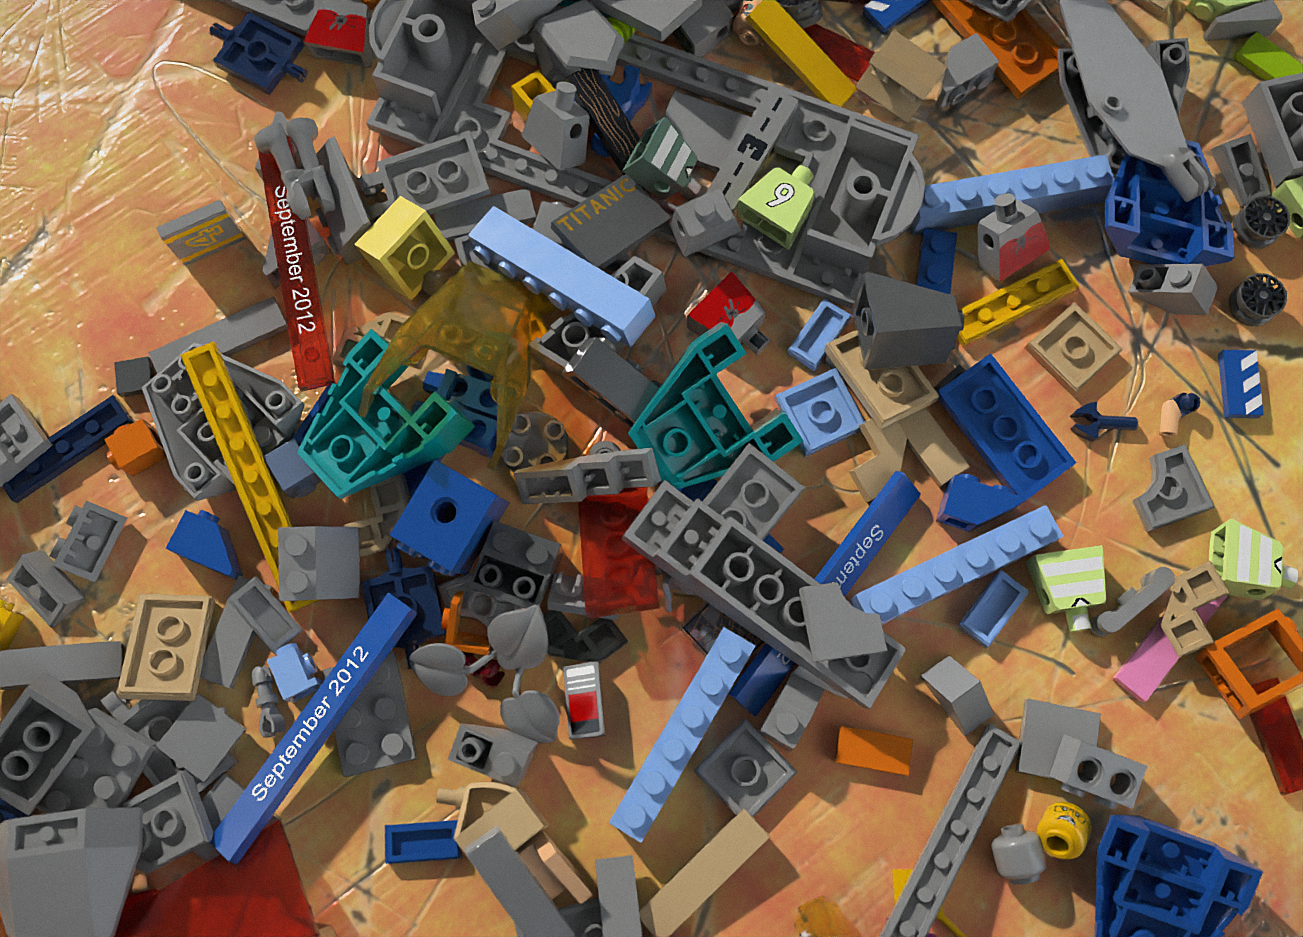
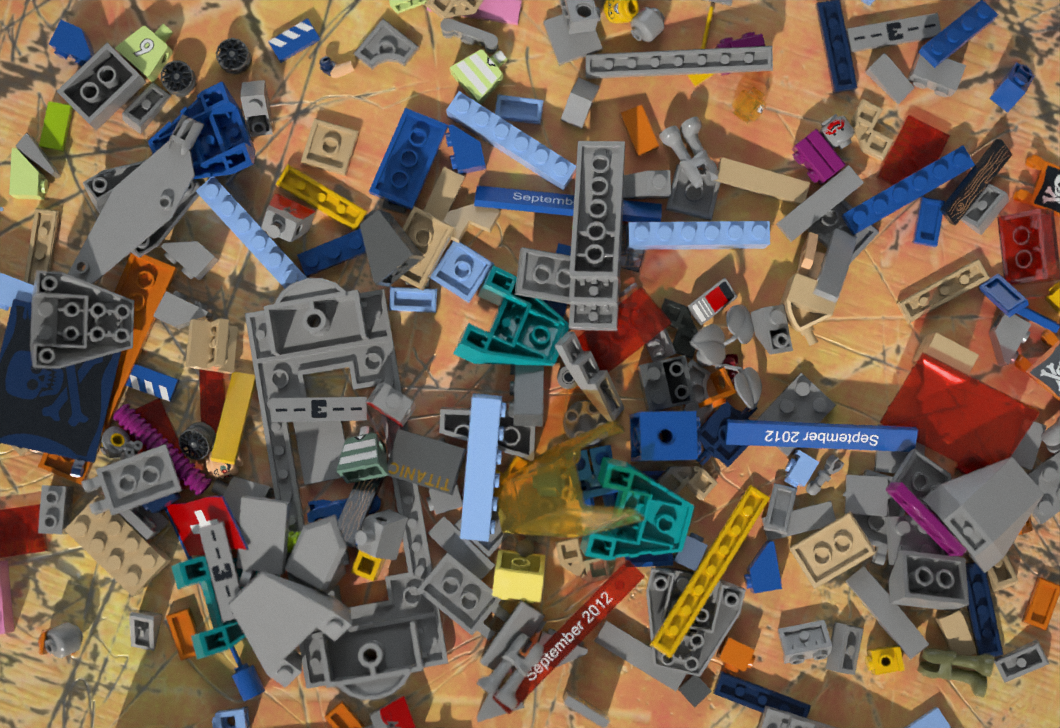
camera: 125 degrees left, 10 degrees up
(107, 789) = (925, 519): none -> magenta tile
(318, 563) = (734, 494): light grey slope -> none
(421, 842) = (840, 340): blue tile -> none
(734, 305) = (436, 356): torso -> none
(778, 204) = (349, 367): yellowish green torso -> none
(836, 786) = (689, 130): none -> light grey piece
(837, 627) = (592, 183): light grey tile -> none
(1021, 116) = (192, 256): none -> light grey slope
(1100, 421) = (367, 106): dark blue bar -> none

